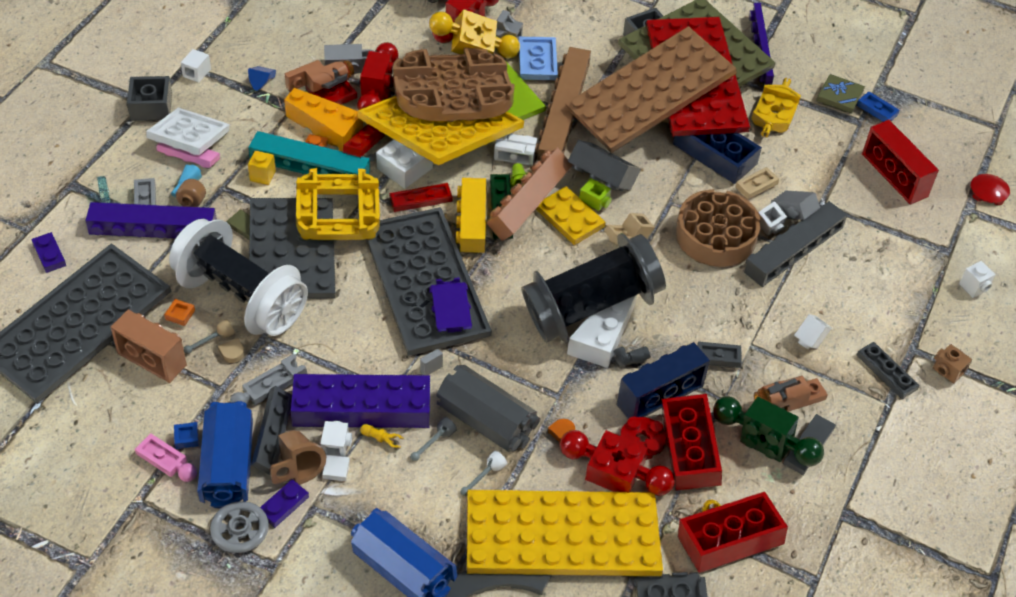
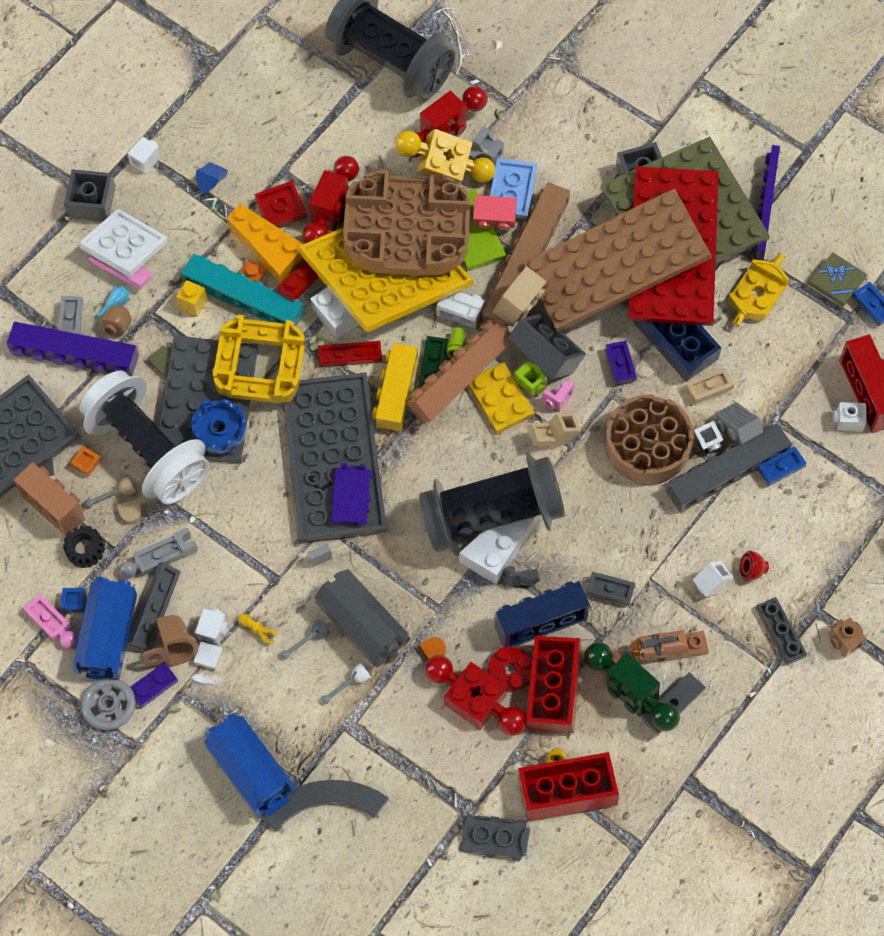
camera: 15 degrees right, 15 degrees up
(103, 189) = (29, 304): clear light blue tile -> none
(194, 396) = (84, 558): none -> black tyre
(312, 252) = (222, 413): none -> blue plate
(319, 76) = (269, 192): nougat plate -> none
(346, 52) = (303, 165): light grey brick -> none
(361, 400) = (243, 588): dark purple brick -> none
(529, 71) = (495, 212): none -> coral brick
(563, 533) = (407, 759): yellow plate -> none
(572, 125) = (520, 297): none -> tan brick
(625, 207) = (560, 397): none -> bright pink bracket
(672, 174) = (620, 362): none -> dark purple plate
(842, 236) = (781, 466): none -> blue plate
(844, 318) = (752, 566): none -> red brick
(889, 191) = (850, 416): none -> white brick

